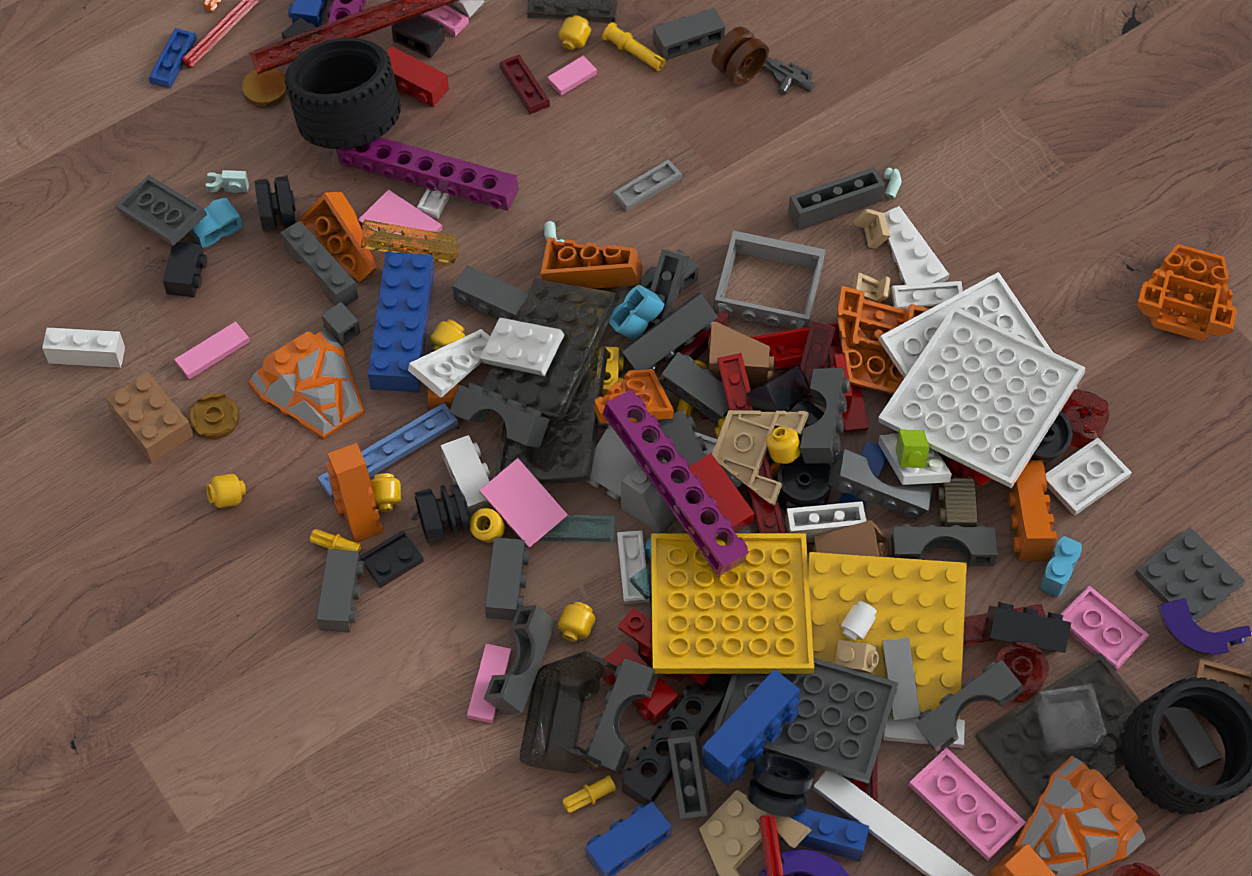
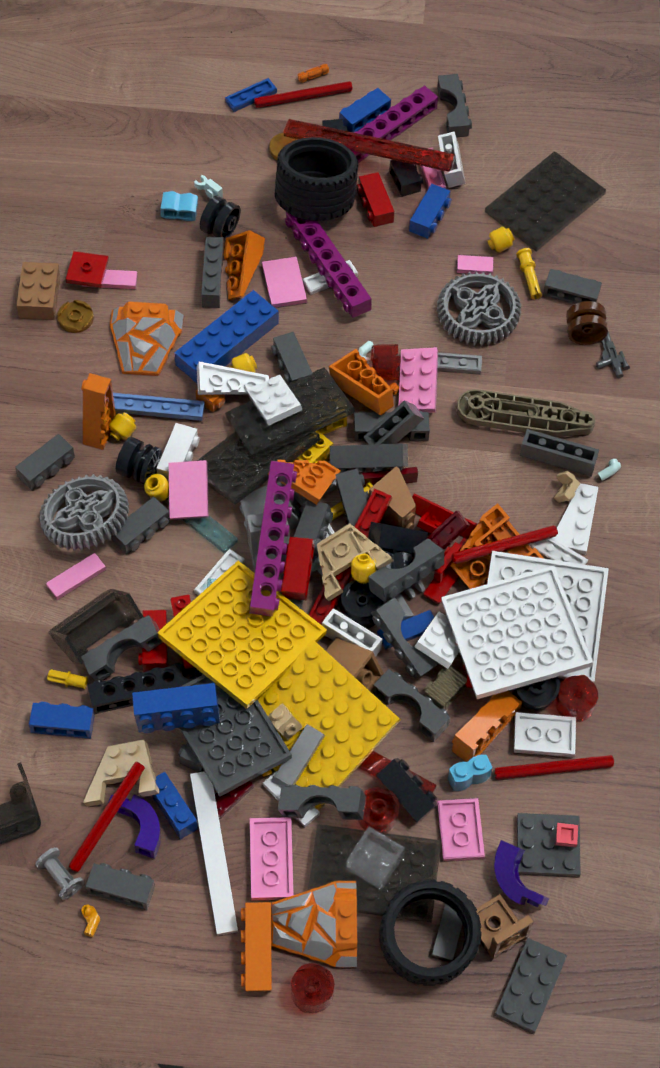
camera: 40 degrees right, 0 degrees up
(83, 347) = (41, 226): white brick -> none
(161, 210) = (154, 178): dark grey plate -> none
(181, 357) = (87, 269): none -> red plate
(184, 269) = (137, 221): black brick -> none
(225, 490) = (39, 361): yellow head -> none
(333, 542) = (69, 434): yellow axle -> none
(341, 323) = (192, 314): dark grey brick -> none
(391, 558) = (91, 464): black plate -> none
(404, 243) = (273, 297): clear yellow fence -> none
(439, 609) = (84, 512): none -> light grey gear
(478, 52) = (430, 211): none -> blue brick
(521, 424) = (228, 443): dark grey arch -> none
(524, 84) = (441, 250): dark red tile -> none
(532, 633) = (123, 565): dark grey arch -> none
(576, 621) = (154, 579): yellow head -> none
(588, 225) = (385, 361): none -> clear red brick
(632, 224) = (419, 378): none -> bright pink plate
(635, 114) = (479, 308): none -> light grey gear
(636, 312) = (358, 428): medium azure brick -> none
(689, 773) = (120, 715): dark grey brick -> none
(732, 201) = (523, 413): none -> dark tan beam
(773, 250) = (486, 451): light grey window -> none
(780, 785) = (165, 754): black wheel -> none
(858, 621) = (302, 700): white brick -> none
(874, 289) = (524, 521): tan bracket -> none
(881, 322) = (504, 544): none -> red axle
(912, 448) = (438, 629): lime brick -> none
(1122, 501) = (554, 767): none -> red axle
(1204, 552) = (566, 835): none -> coral plate

